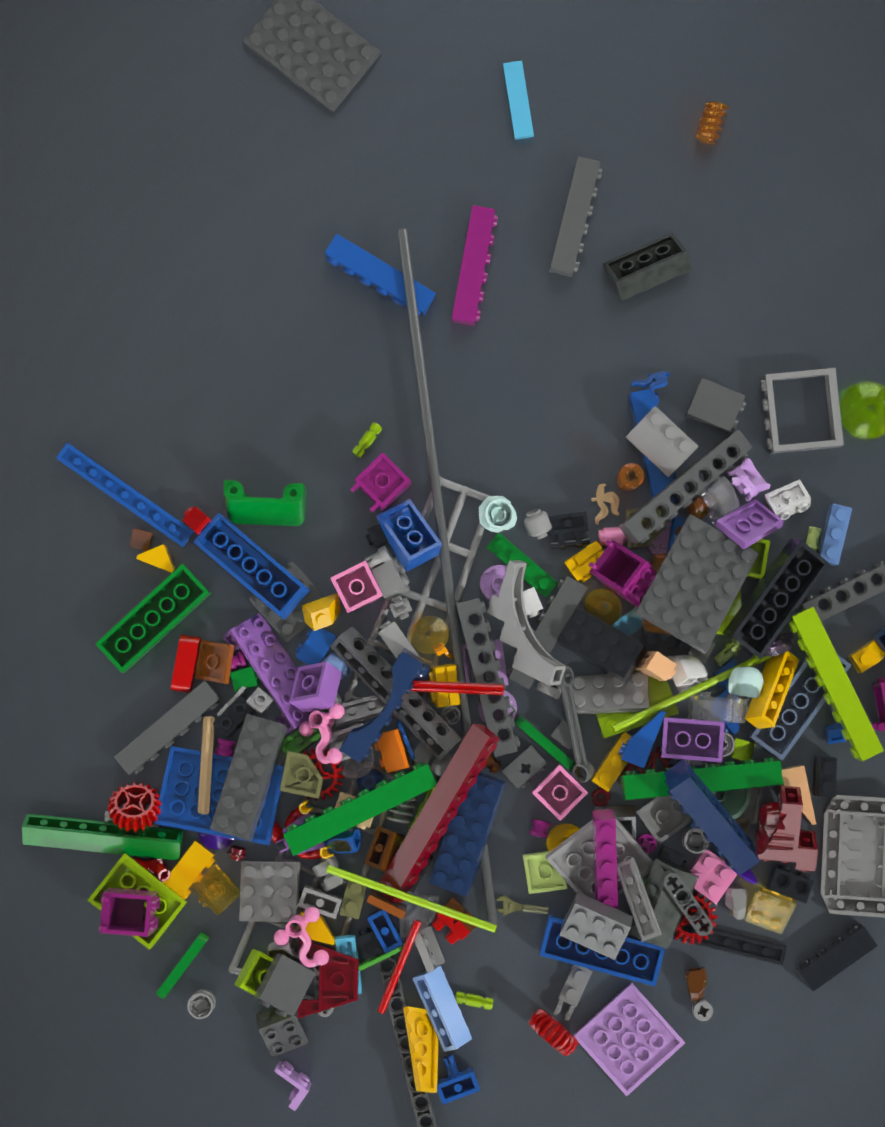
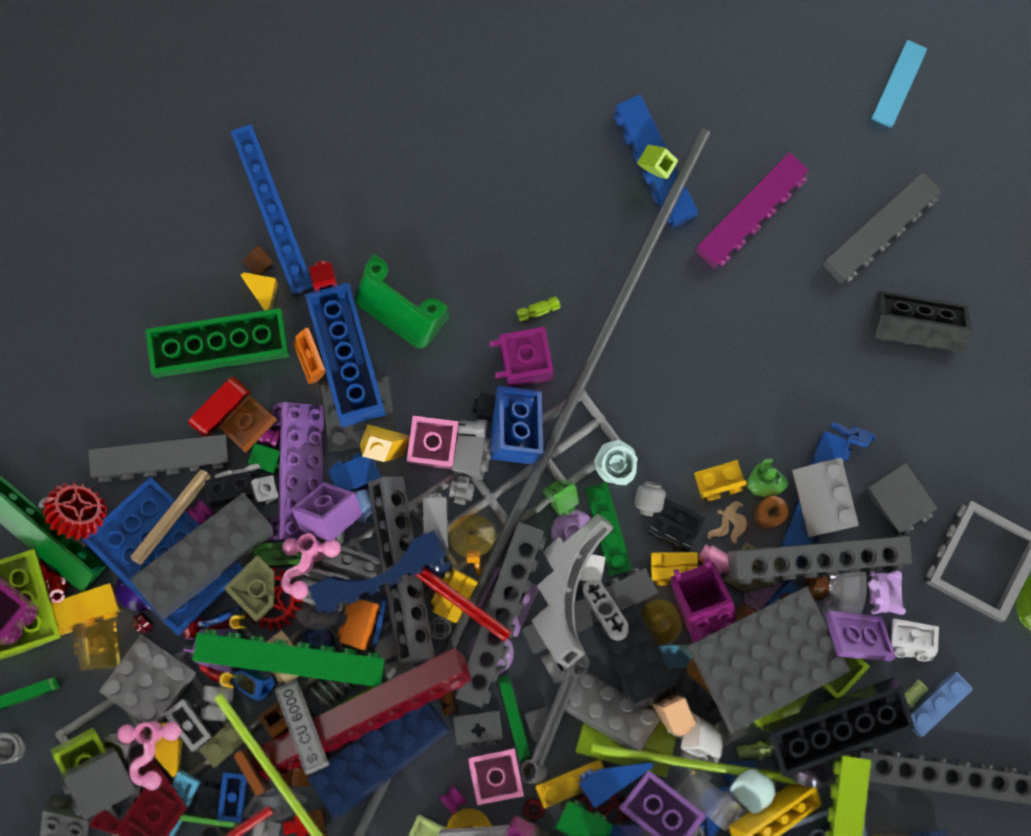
camera: 30 degrees right, 5 degrees down
(226, 584) = (308, 356): none -> orange slope
(290, 812) = (220, 617): none -> blue piece
(382, 275) = (657, 161): none -> lime brick
(401, 850) = (301, 727): none -> light grey tile
(421, 886) = (296, 778): none -> reddish brown slope
(474, 564) = (562, 496): none -> bright green slope
(562, 632) = (605, 620): none -> light grey beam
(578, 477) = (719, 480): none -> yellow bracket
(611, 455) = (766, 480): none -> bright green piece

